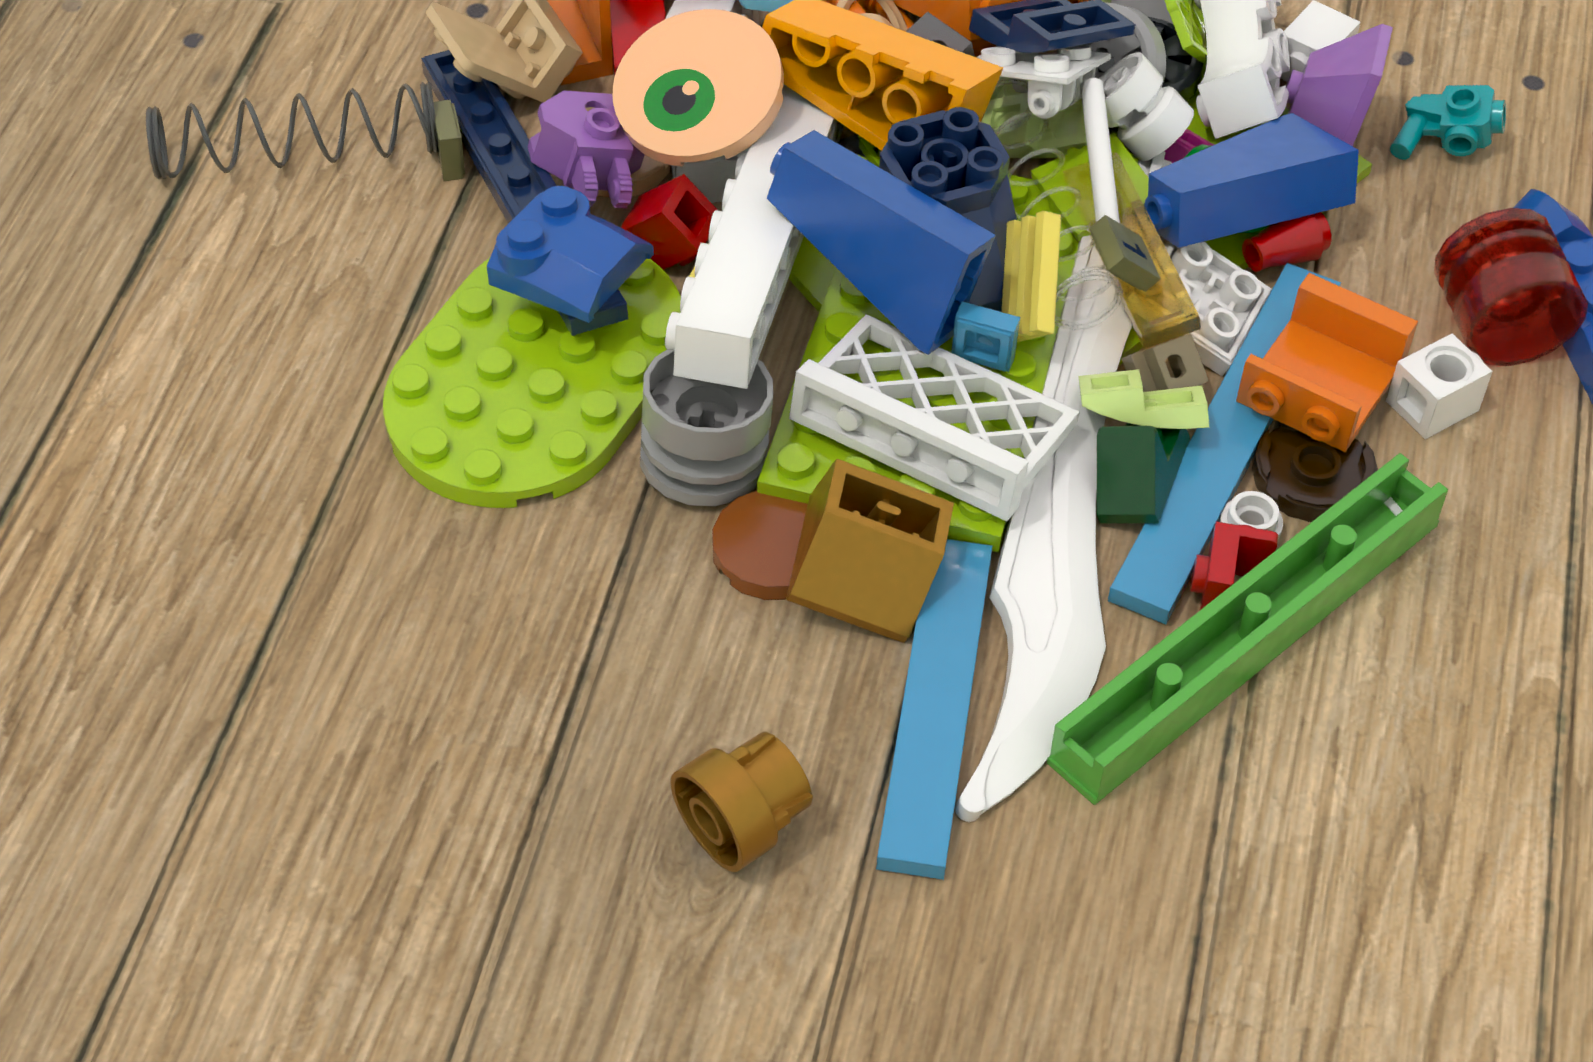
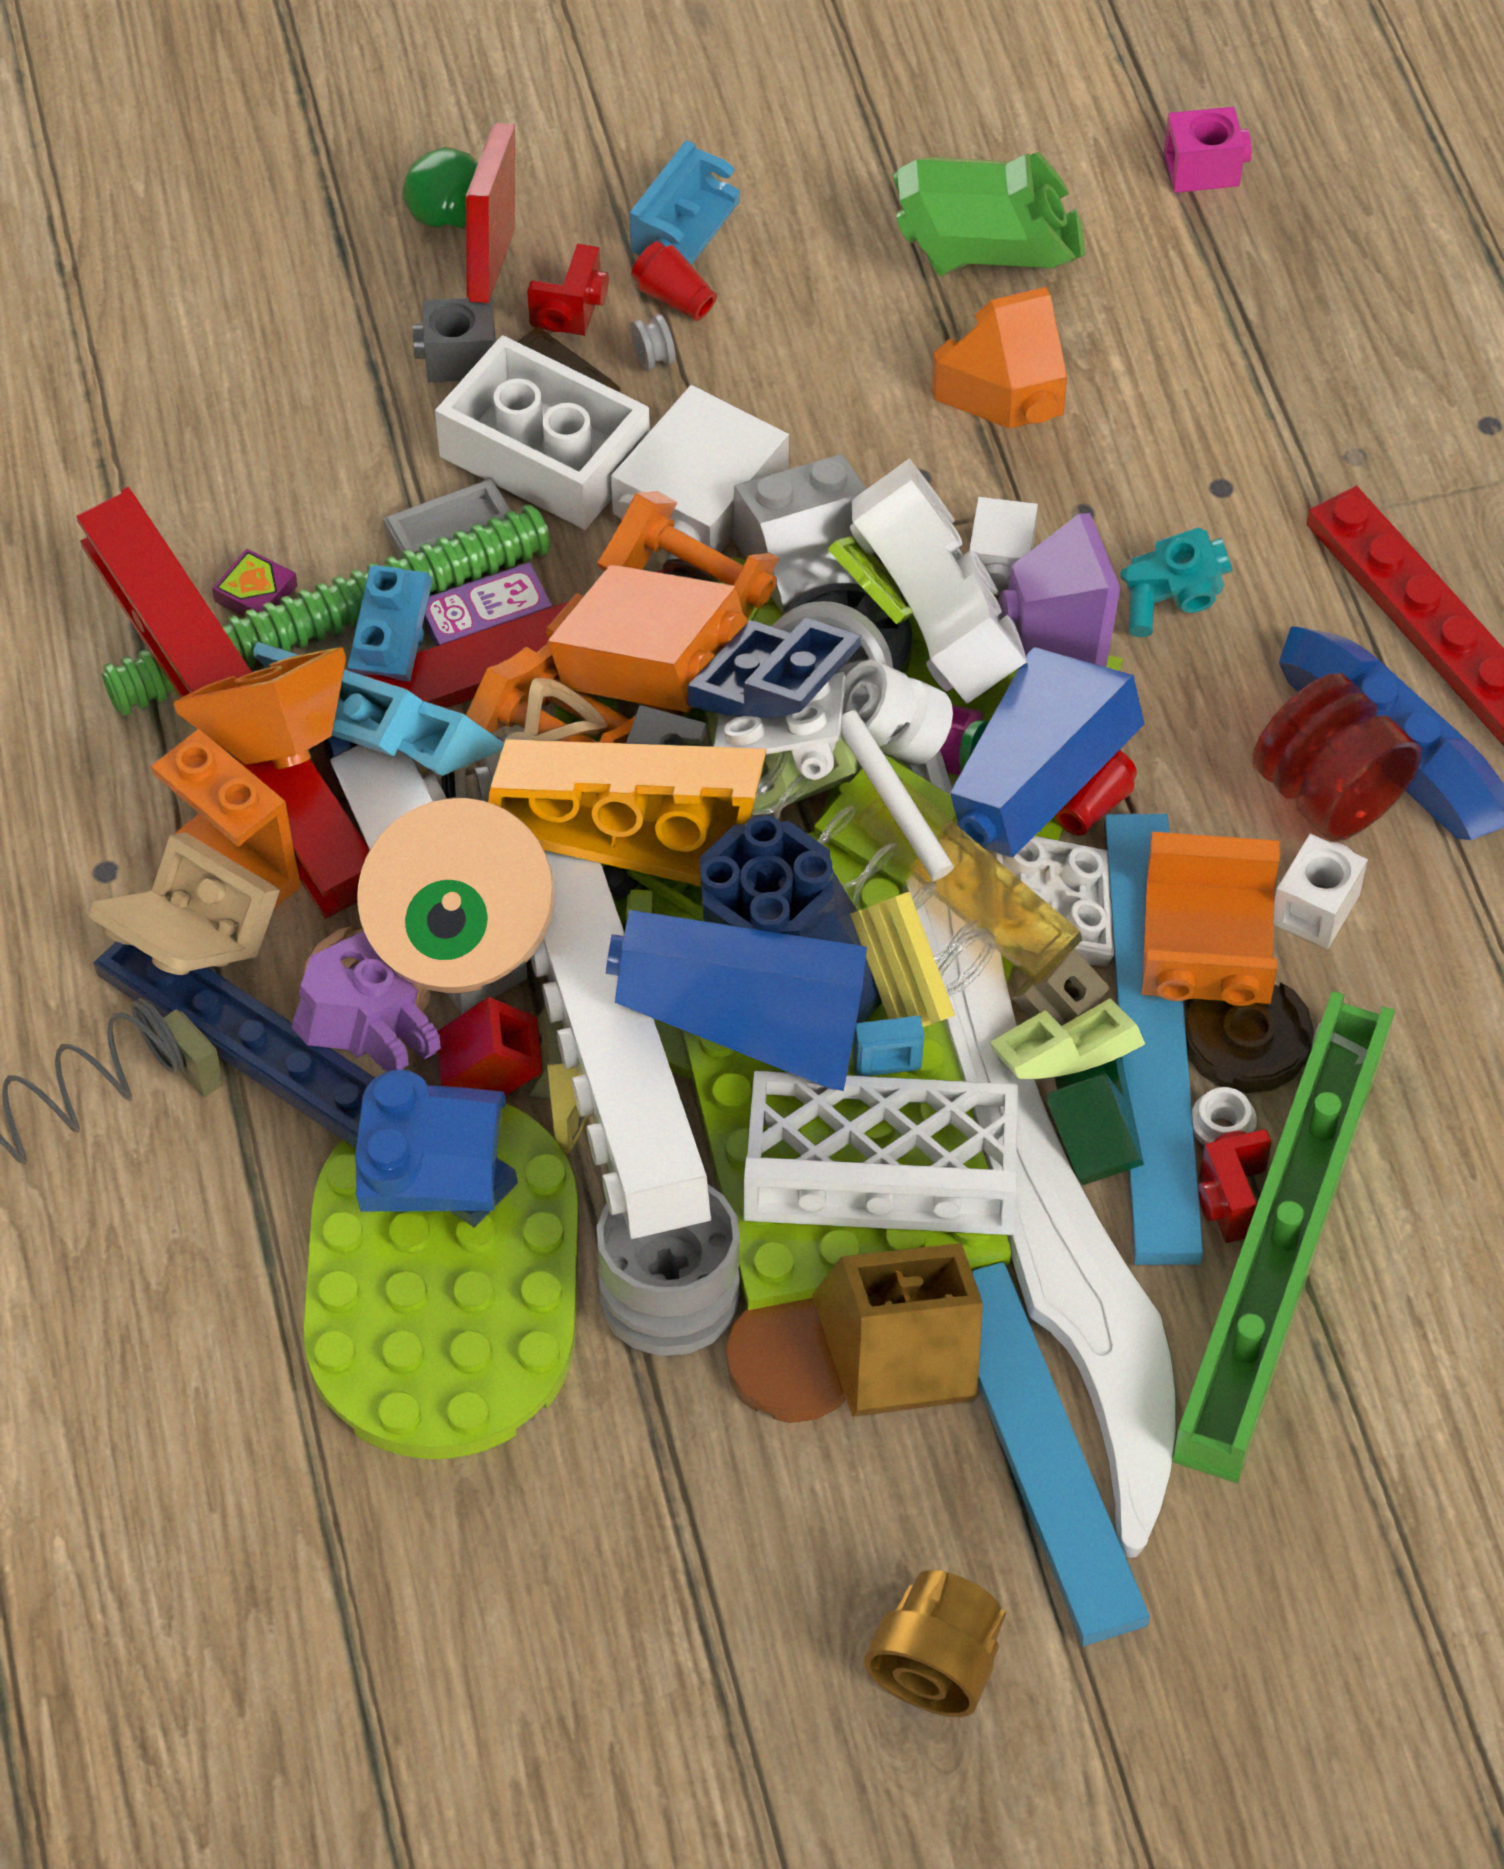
camera: 25 degrees left, 5 degrees up
(1124, 253) = (979, 898): olive tile -> none

